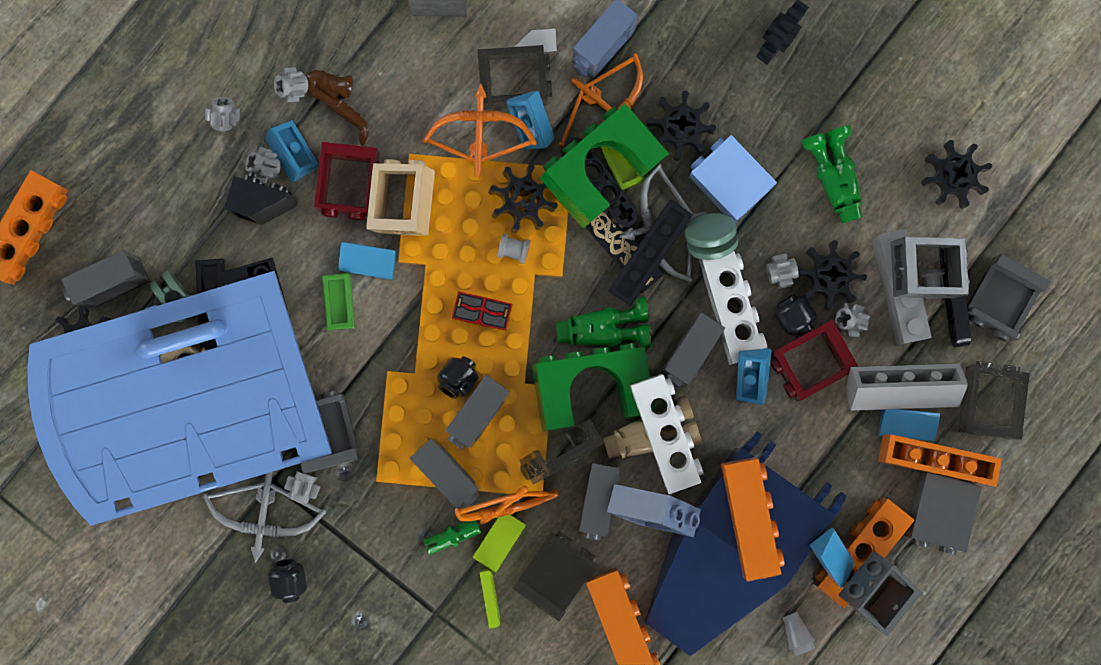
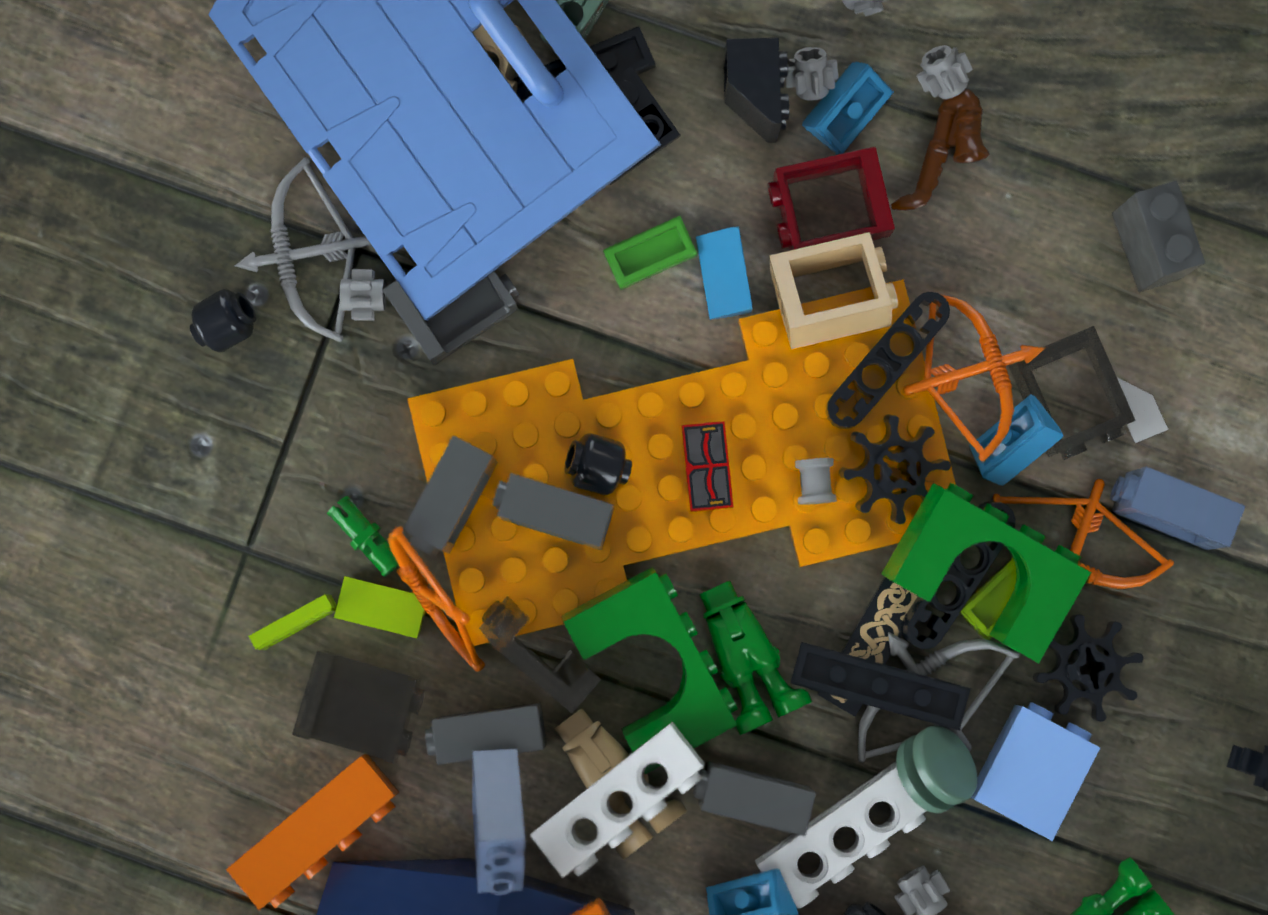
camera: 70 degrees right, 0 degrees up
(453, 181) = (890, 363): none -> black beam

